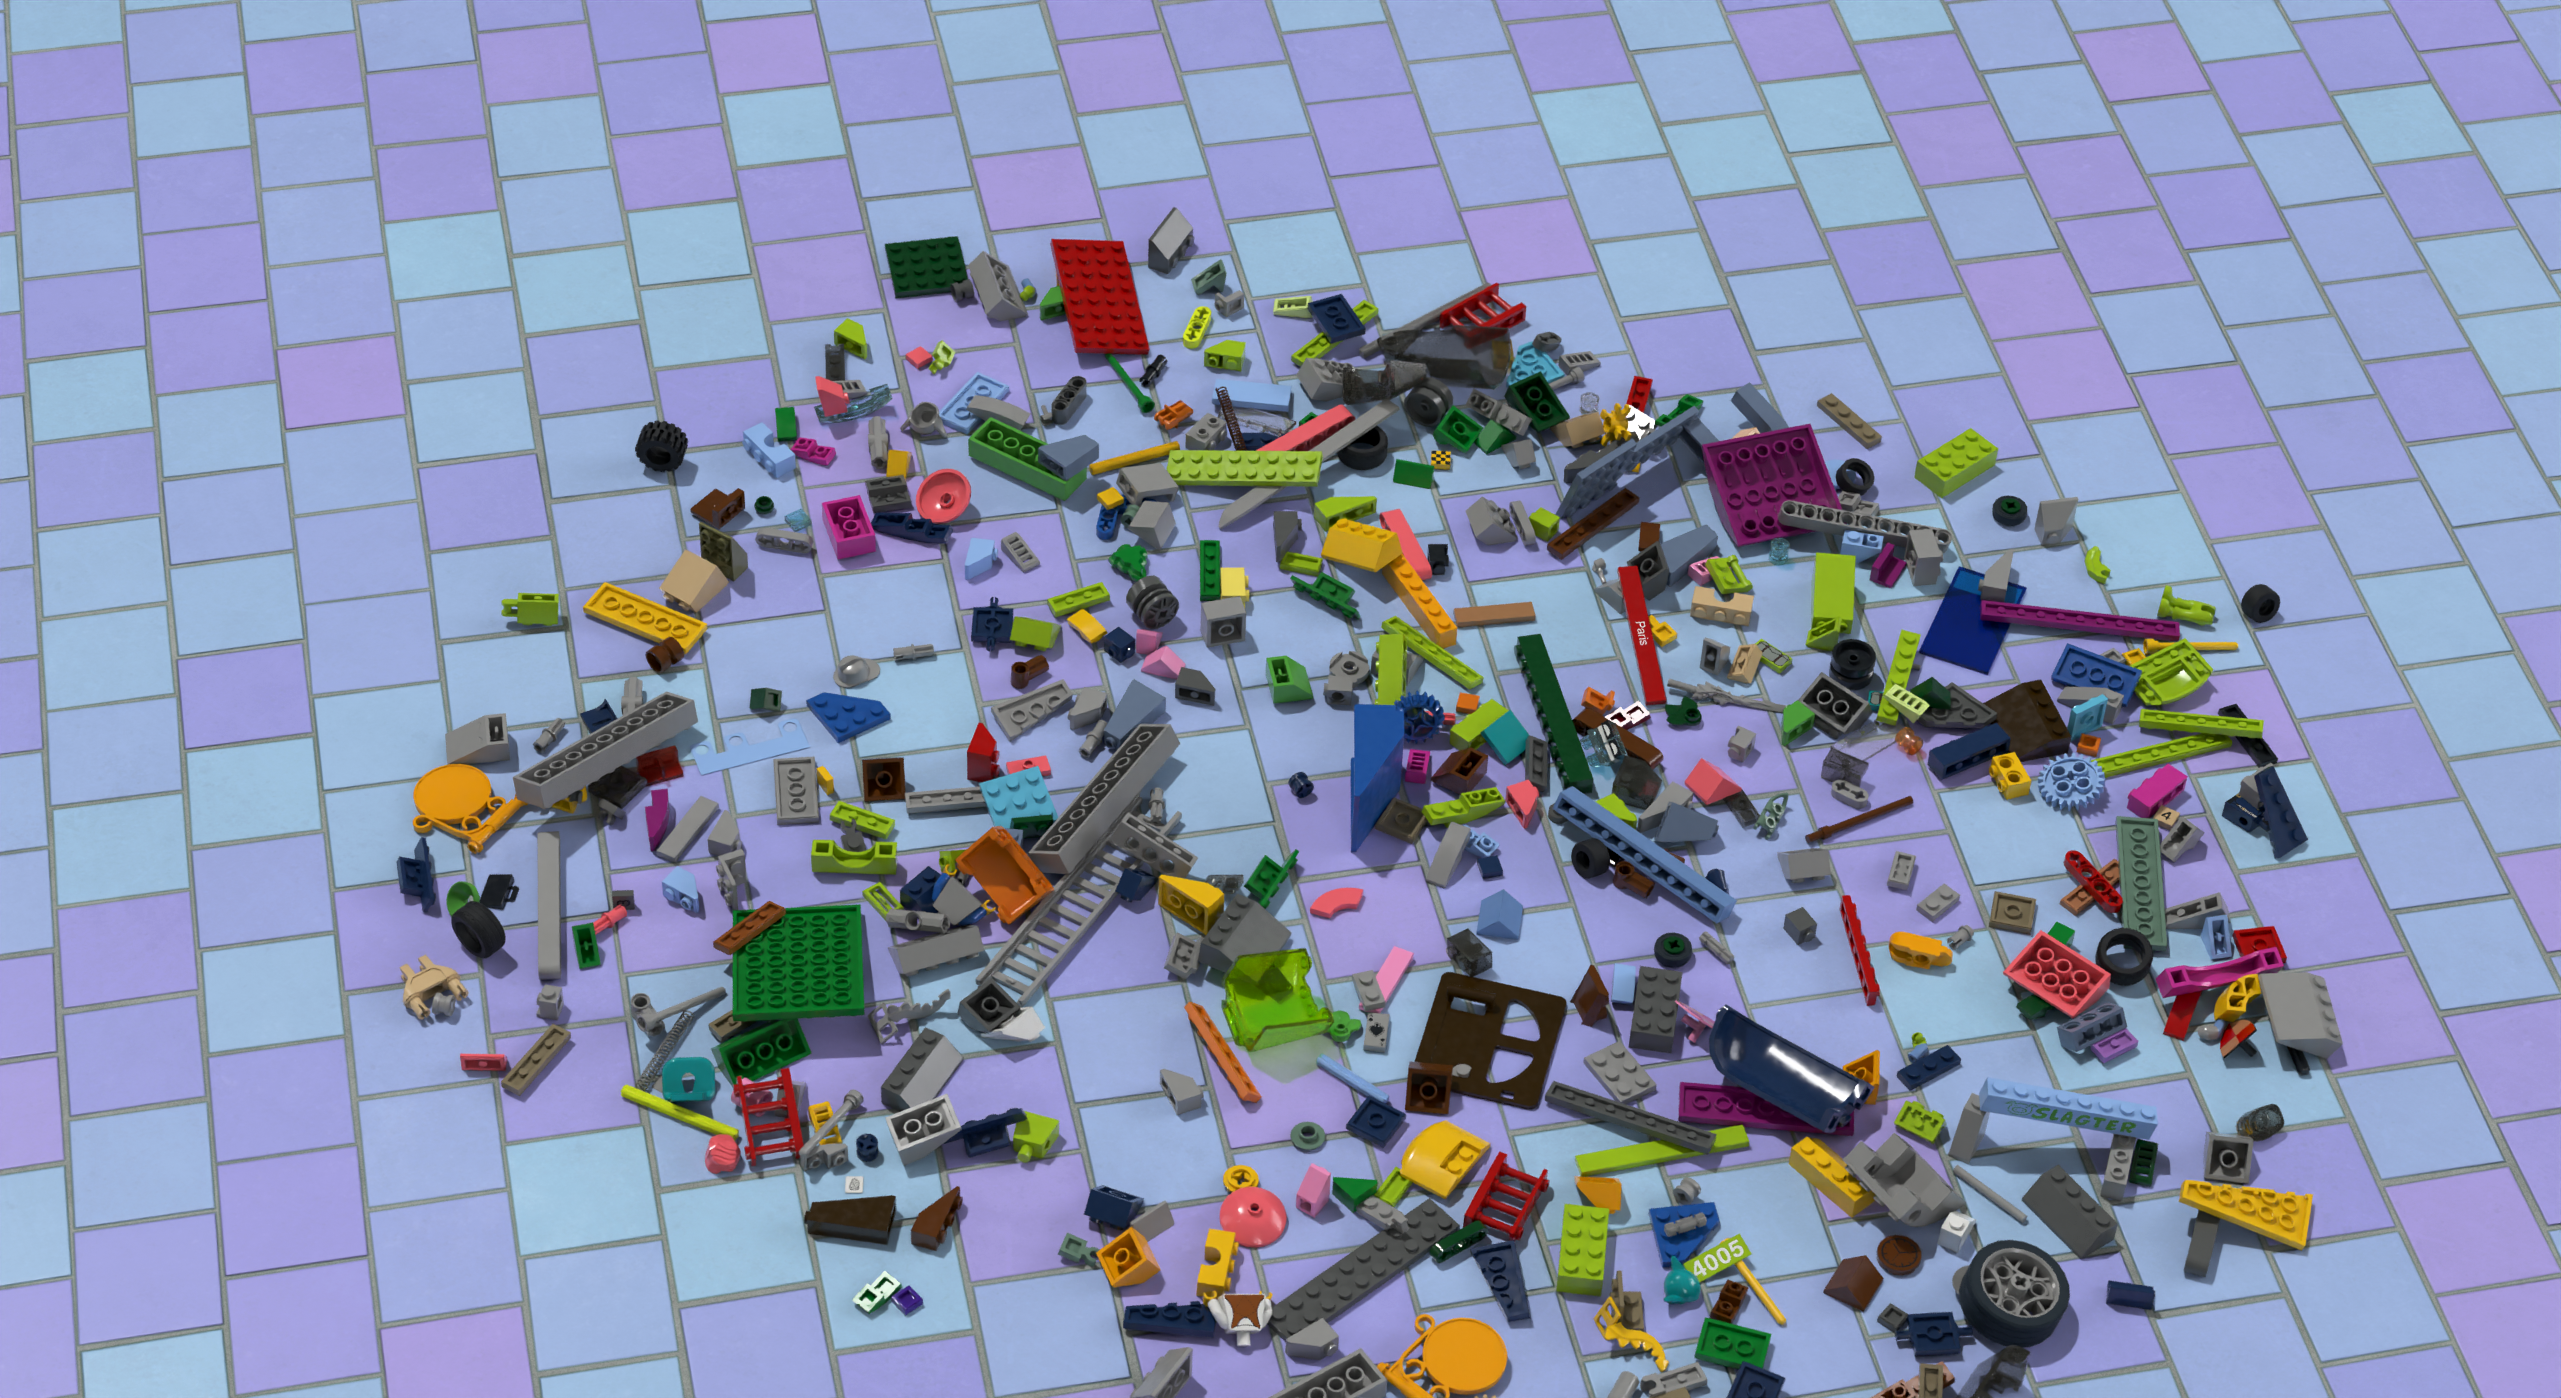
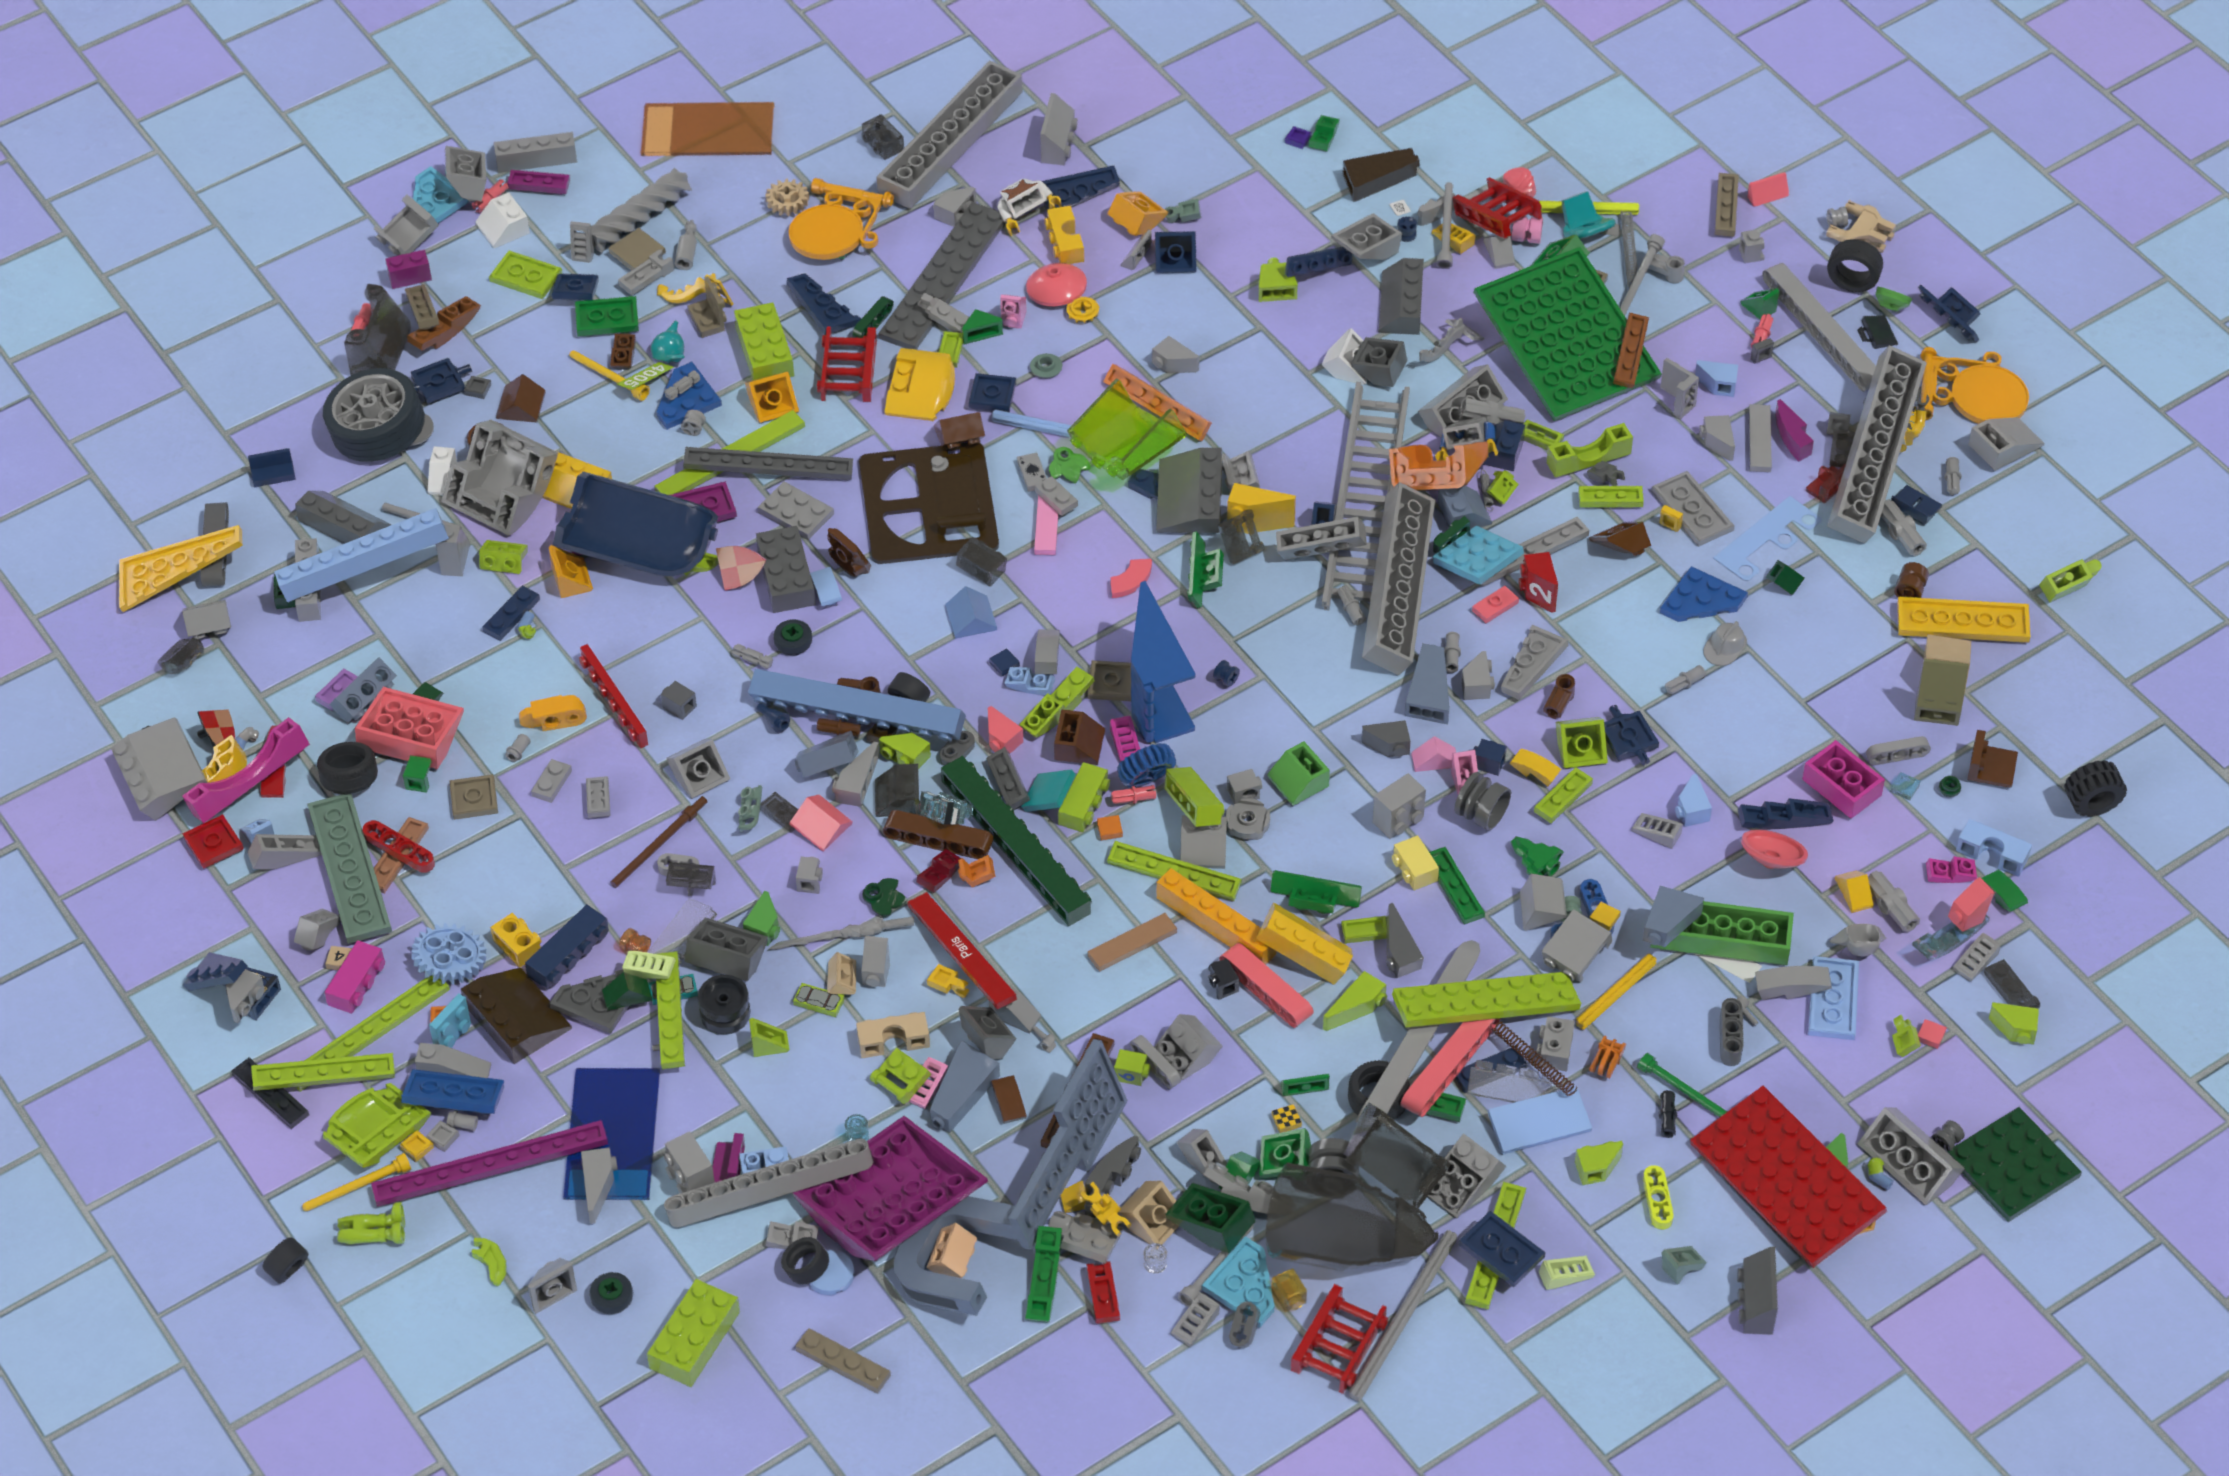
camera: 160 degrees right, 5 degrees up
(888, 494) = (1838, 848): dark grey slope -> none
(933, 1221) = (1313, 191): reddish brown slope -> none
(1229, 304) = (1641, 1235): light grey bracket -> none
(1833, 590) = (776, 1087): lime slope -> none

